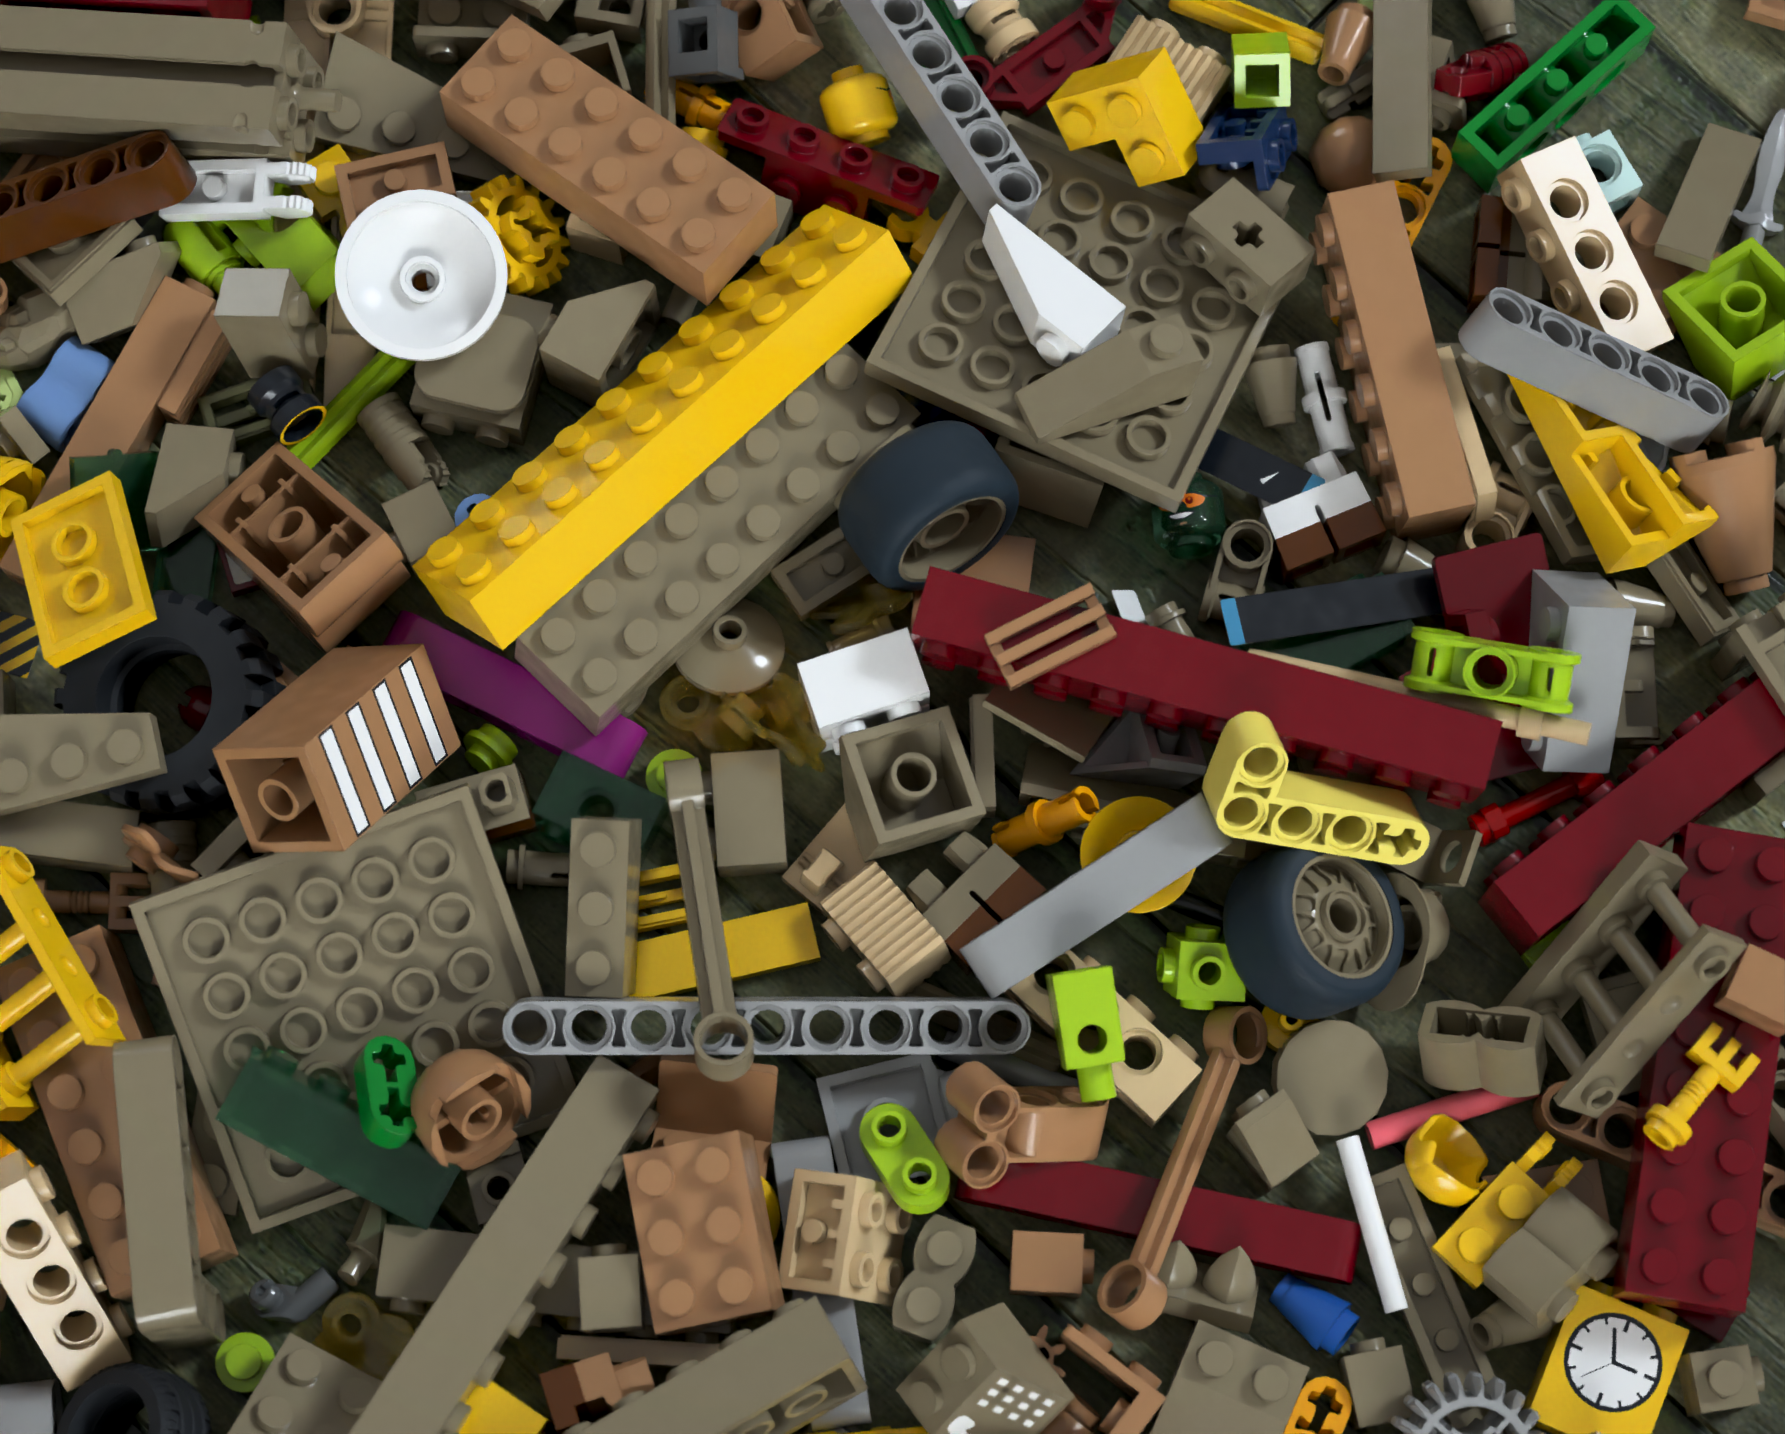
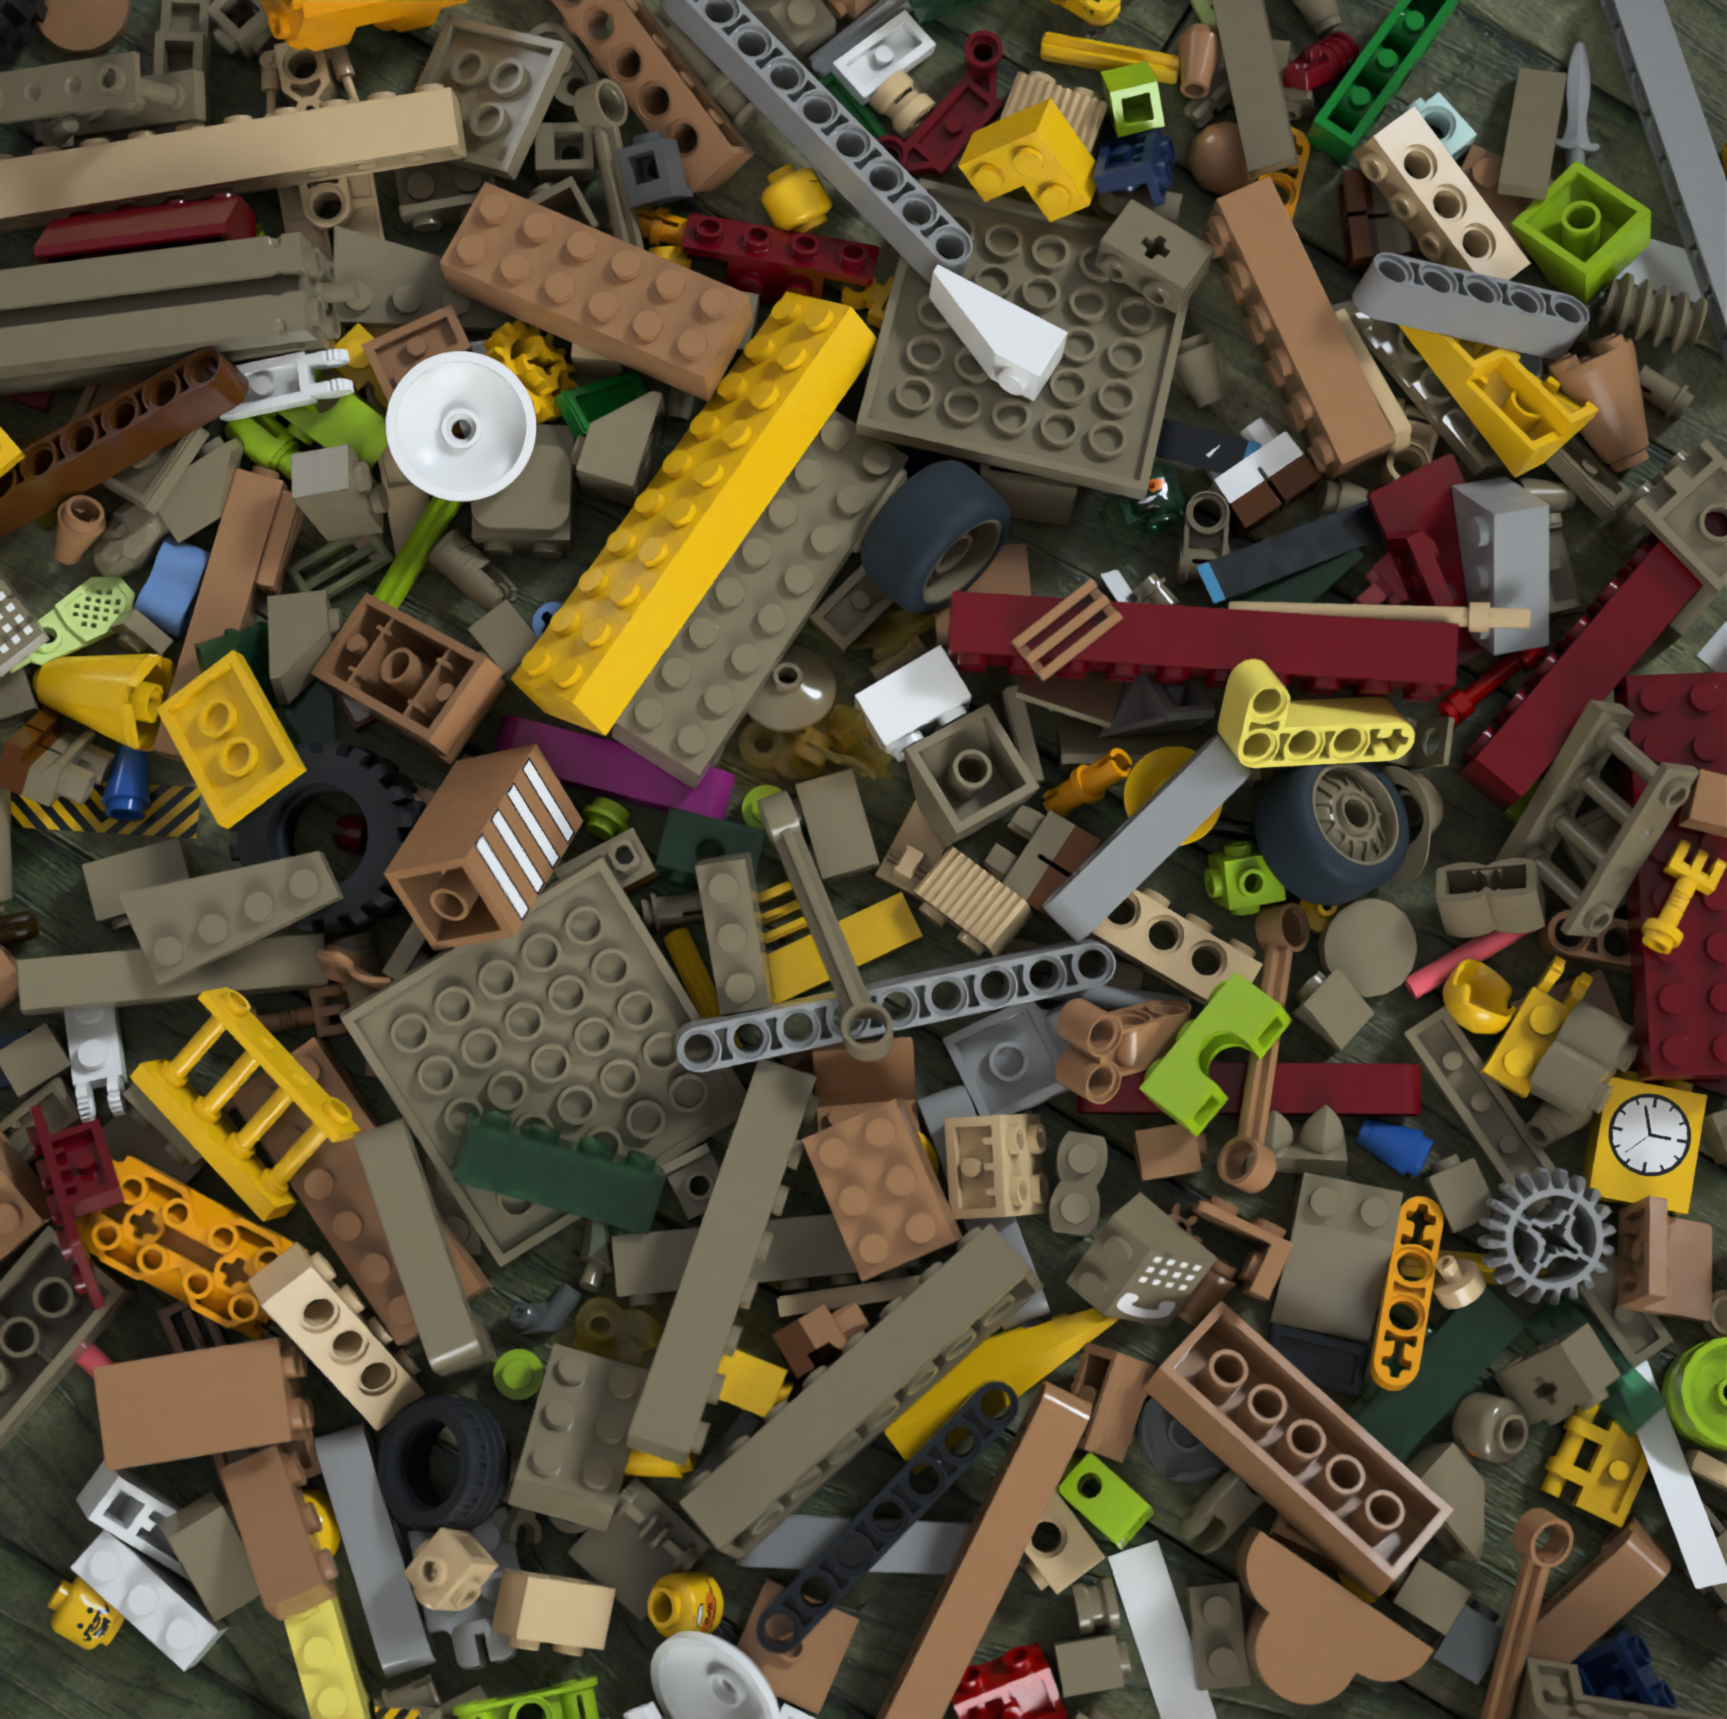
camera: 15 degrees left, 5 degrees up
(290, 409) = (367, 560): black wheel -> none
(376, 1093) = (597, 1126): green beam -> none
(470, 1105) = (661, 1125): medium nougat cylinder -> none
(550, 950) = (694, 974): none -> yellow axle
(581, 278) = (597, 399): none -> green tile
(611, 1290) = (814, 1251): dark tan brick -> none
(903, 1155) = (1030, 1089): lime plate -> none
(1080, 1000) = (1150, 931): lime torso -> none
(1113, 380) = (1069, 397): dark tan slope -> none
(1152, 1122) = (1235, 1017): none -> lime arch
(1316, 365) = (1229, 345): white pin -> none
(1372, 1224) = (1428, 1062): white bar -> none
(1526, 670) = (1468, 589): lime piece -> none

